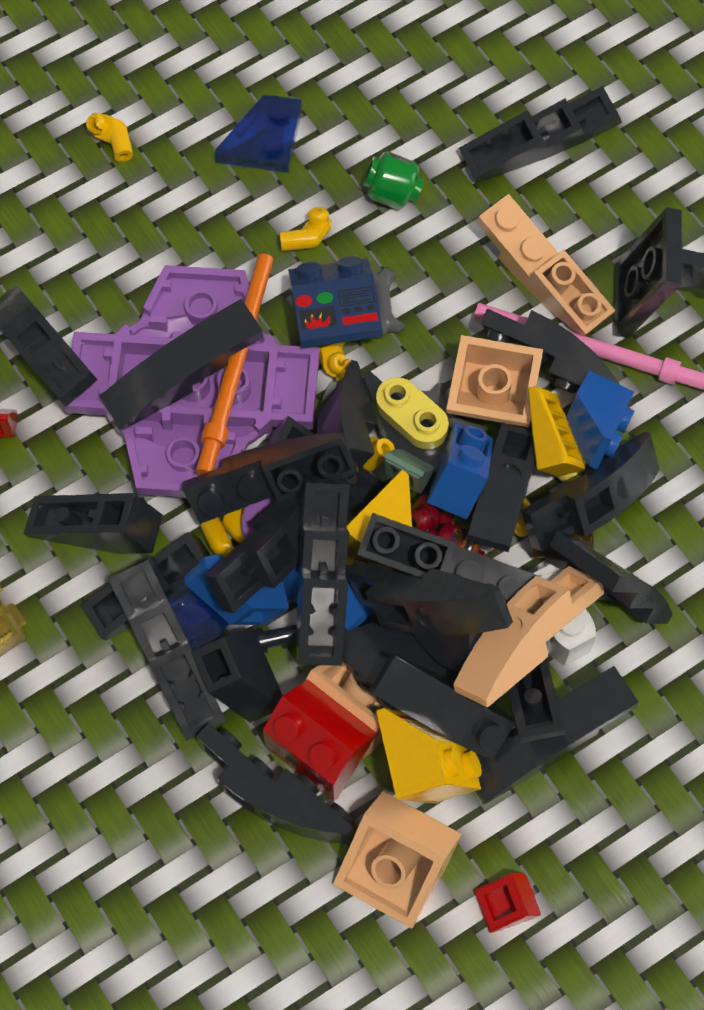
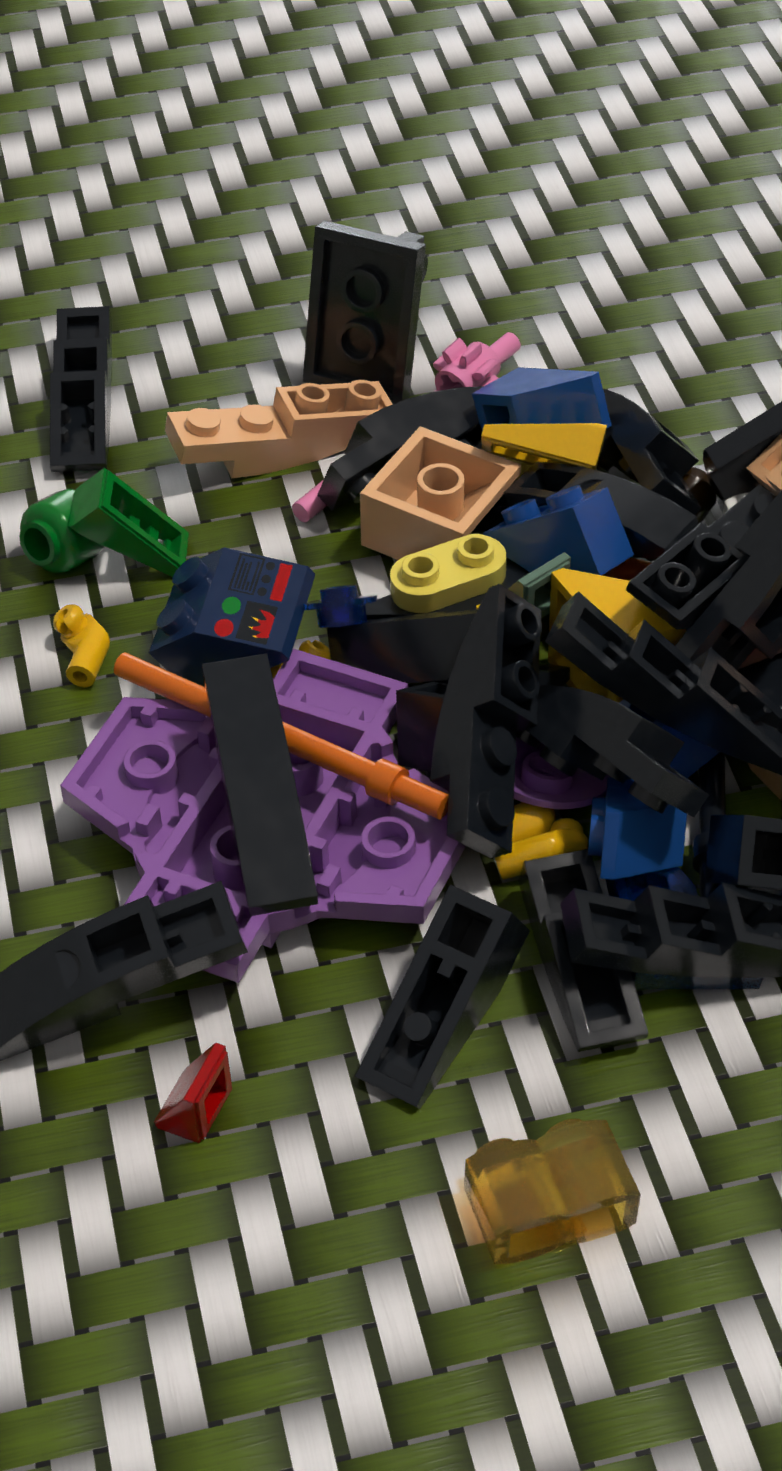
camera: 70 degrees left, 20 degrees down
(354, 360) = (340, 606): none -> clear blue plate
(392, 185) = (127, 523): none -> green slope
(636, 363) = (466, 366): none -> bright pink gear

